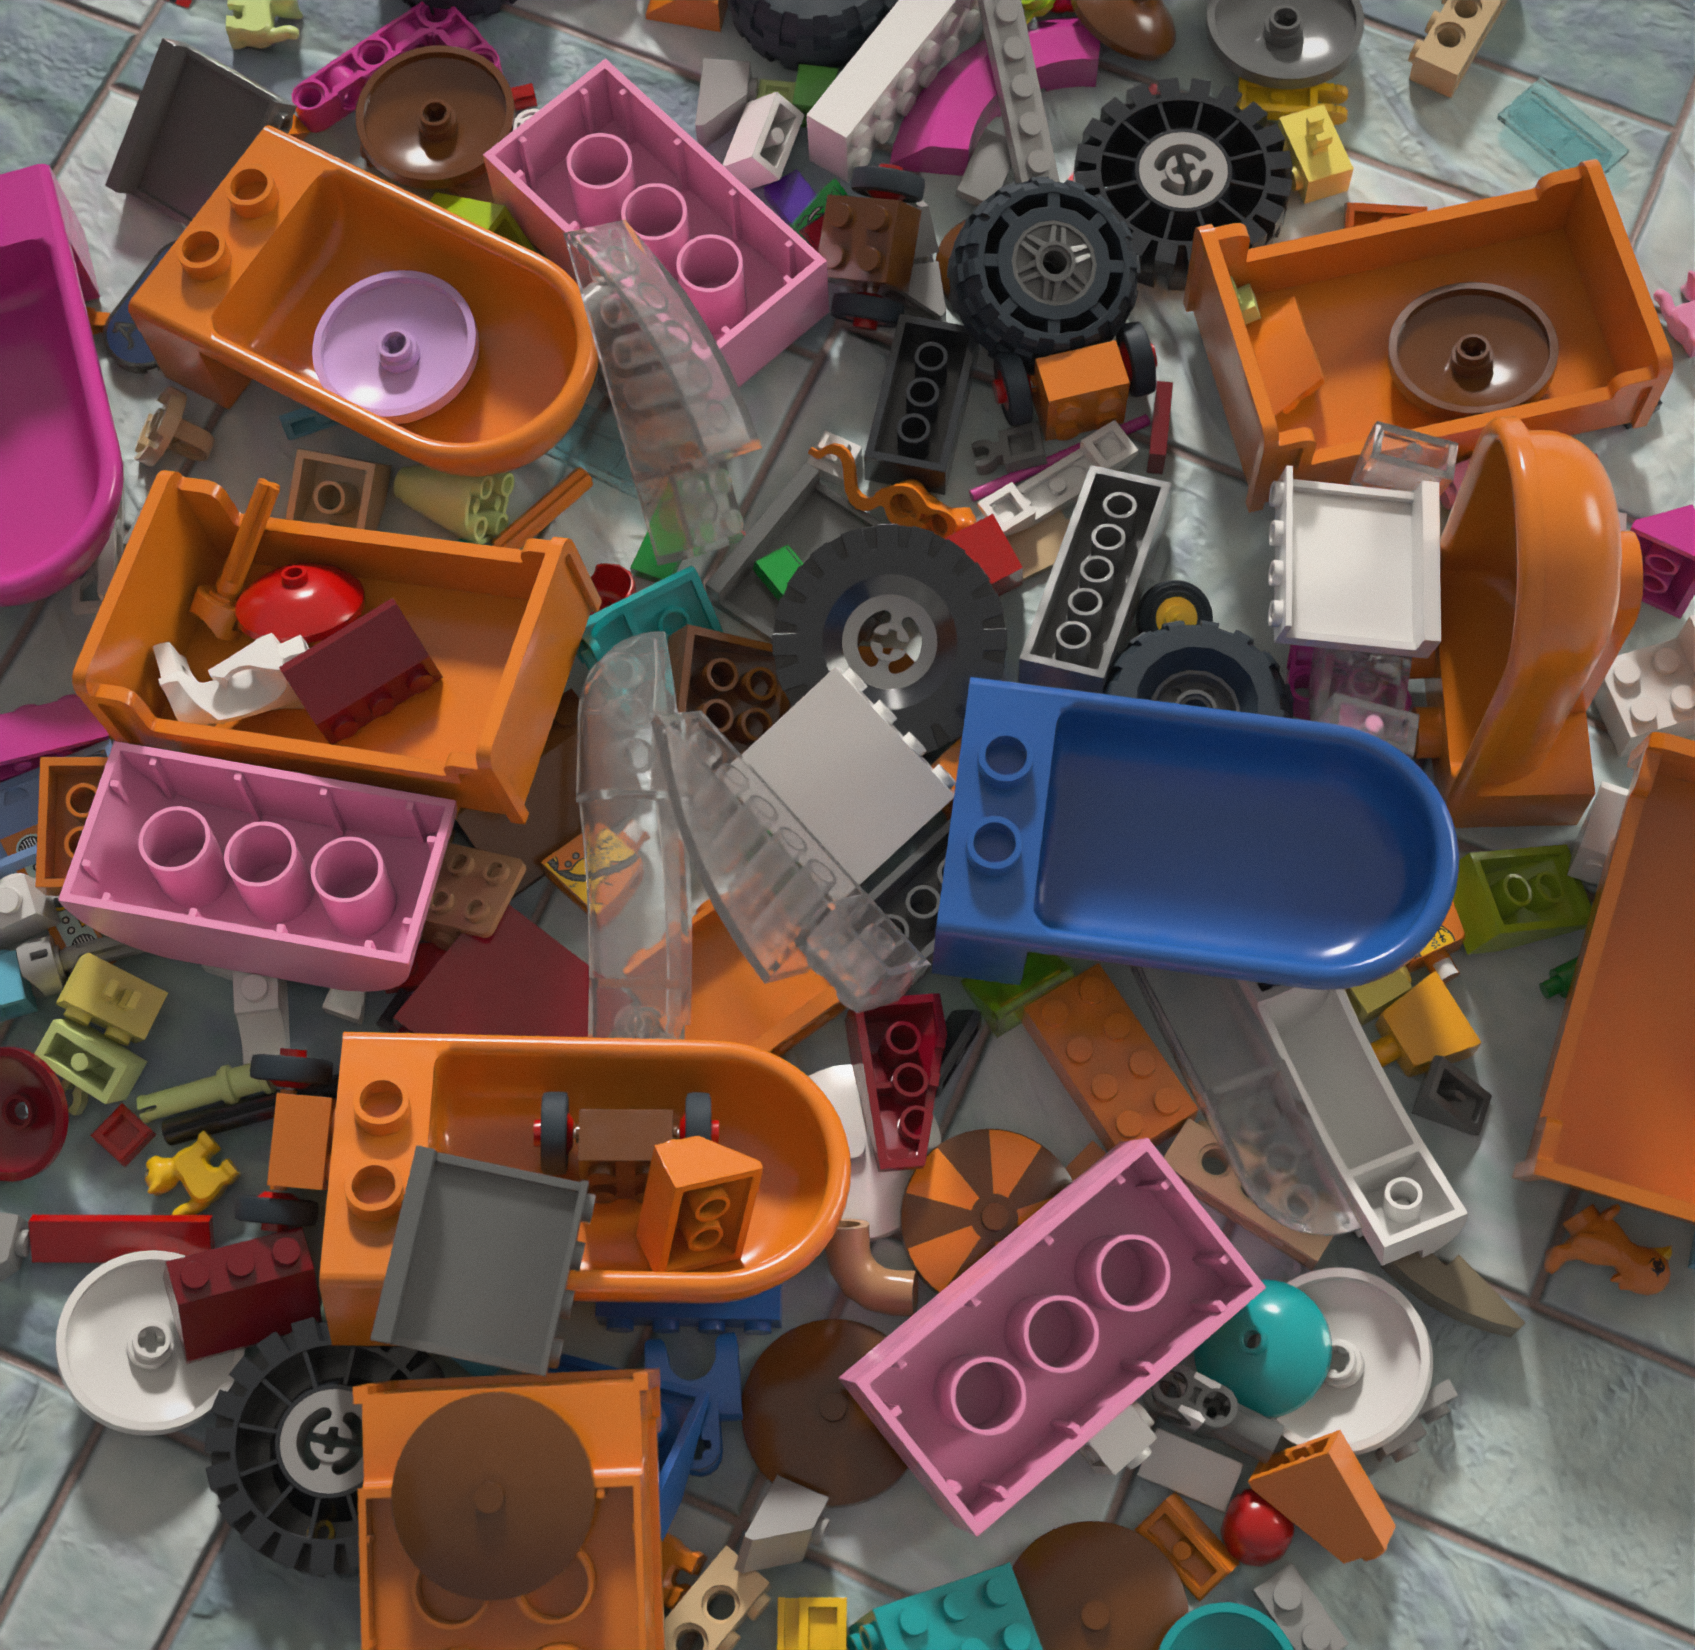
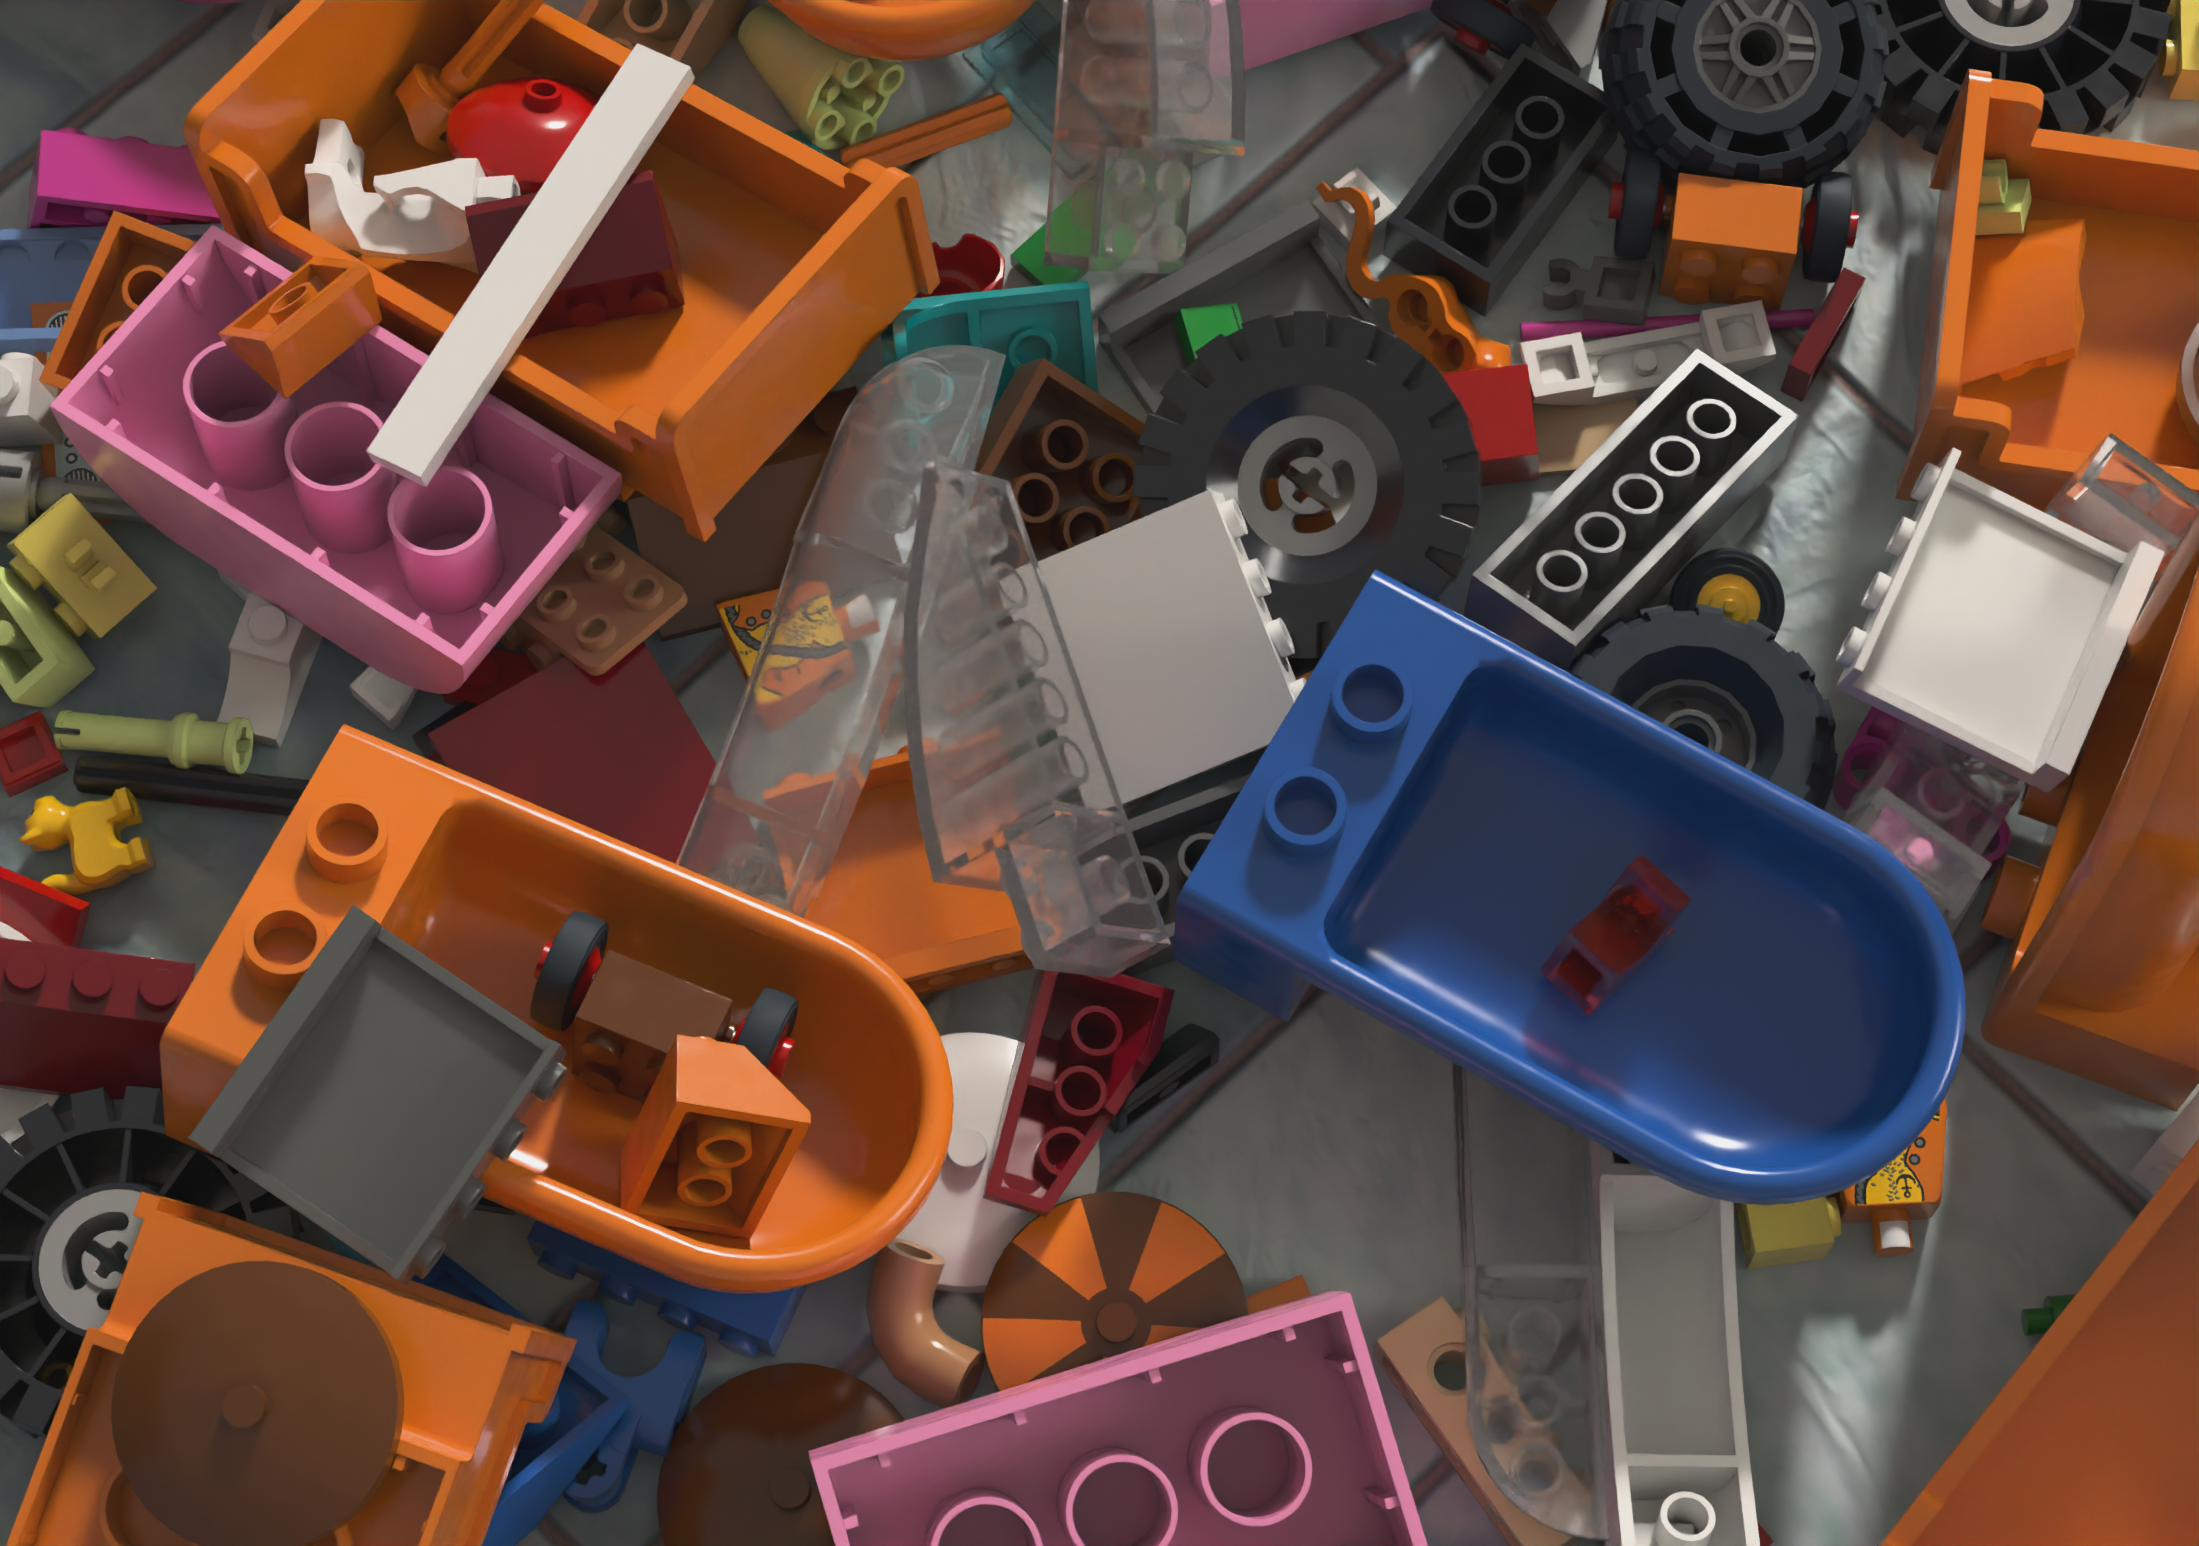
camera: 20 degrees right, 0 degrees up
(206, 780) = (305, 322): none -> orange slope
(299, 1141) = (228, 843): brick -> none
(340, 689) = (530, 265): none -> white tile
(1004, 1003) = (1318, 1036): clear neon green slope -> none
(1108, 1061) = (1368, 1177): orange brick -> none
(1210, 849) = (1616, 936): none -> clear red brick
(1422, 1026) = (1826, 1308): light orange torso -> none
(1451, 1098) = (1827, 1417): dark grey slope -> none
(1518, 897) = (2038, 1174): lime slope -> none

